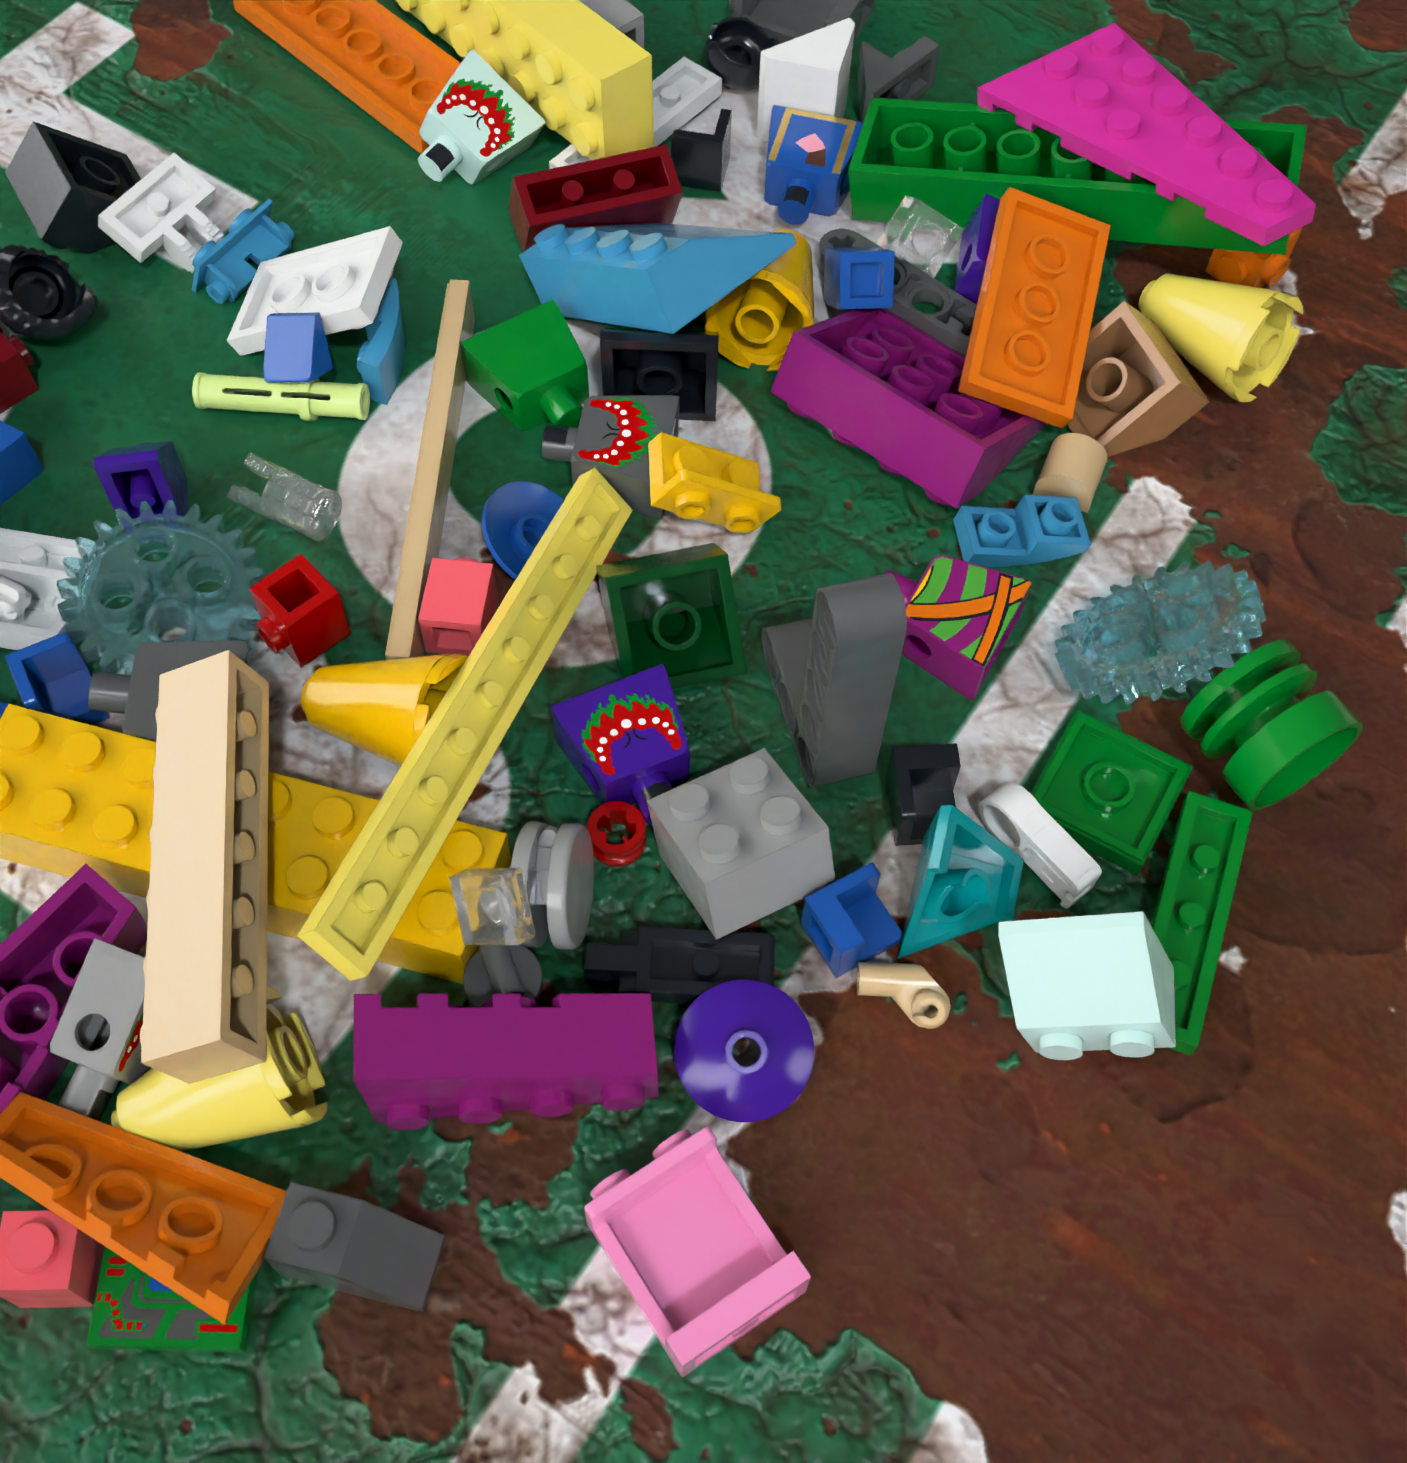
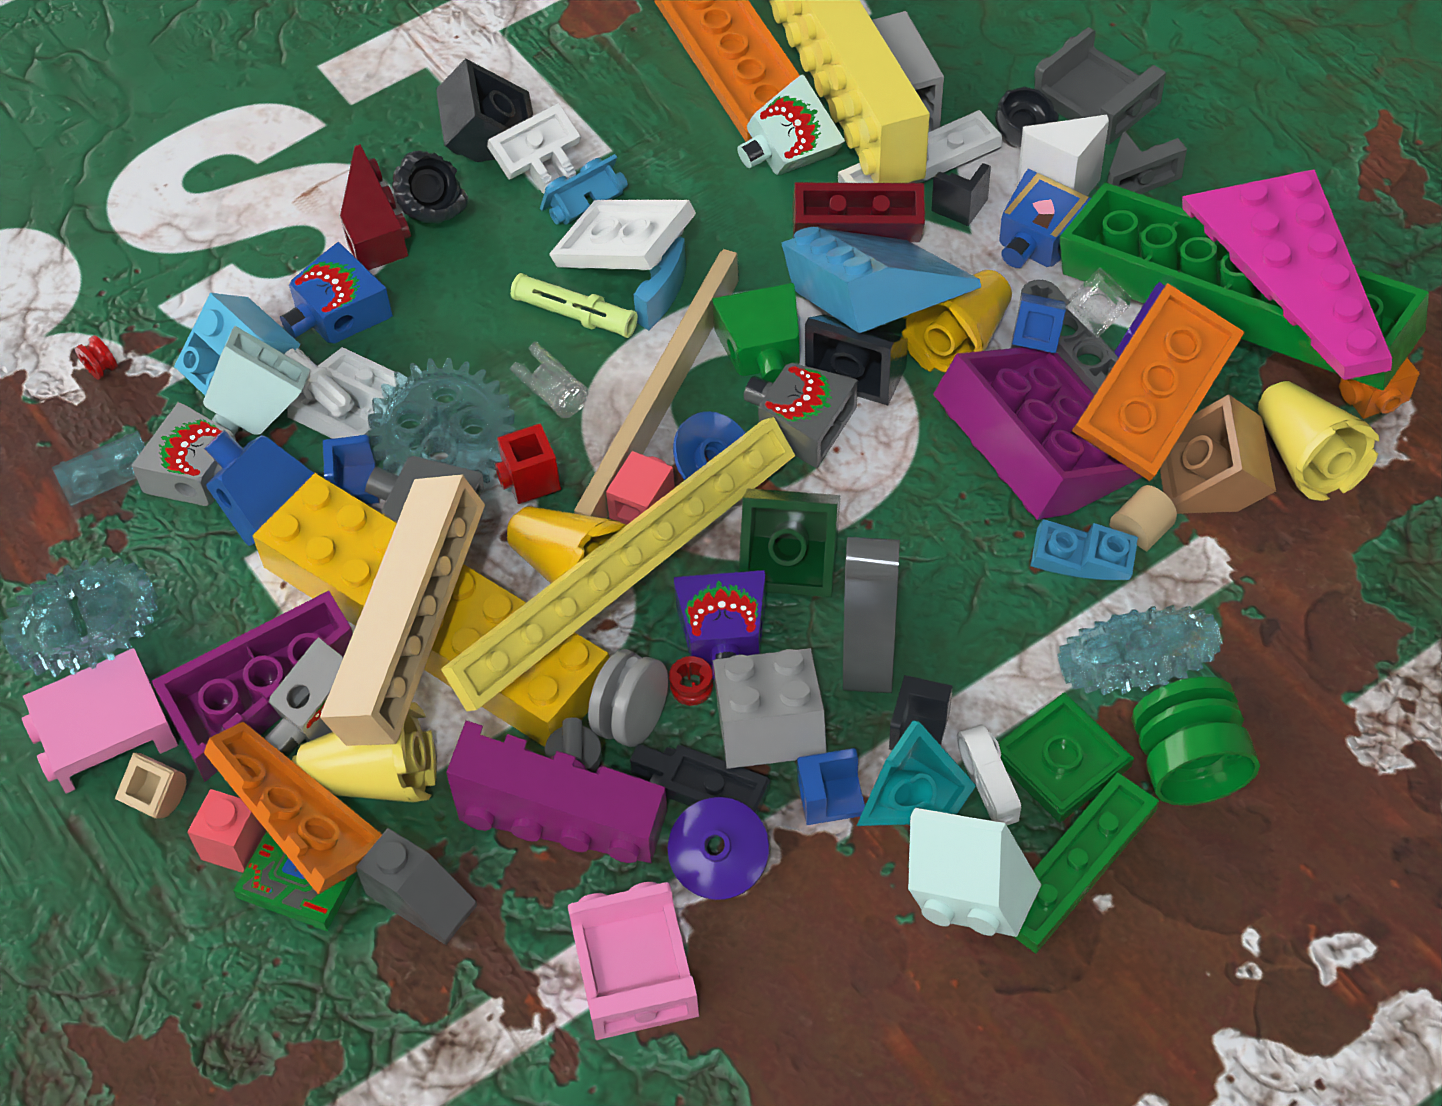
camera: 25 degrees right, 5 degrees down
(143, 474) = (455, 338): dark purple slope -> none
(295, 348) = (592, 273): slope -> none
(492, 906) = (577, 694): clear plate -> none
(708, 485) = (853, 451): yellow bracket -> none
(909, 987) = (852, 843): tan arm -> none
(960, 620) = (1000, 600): torso -> none

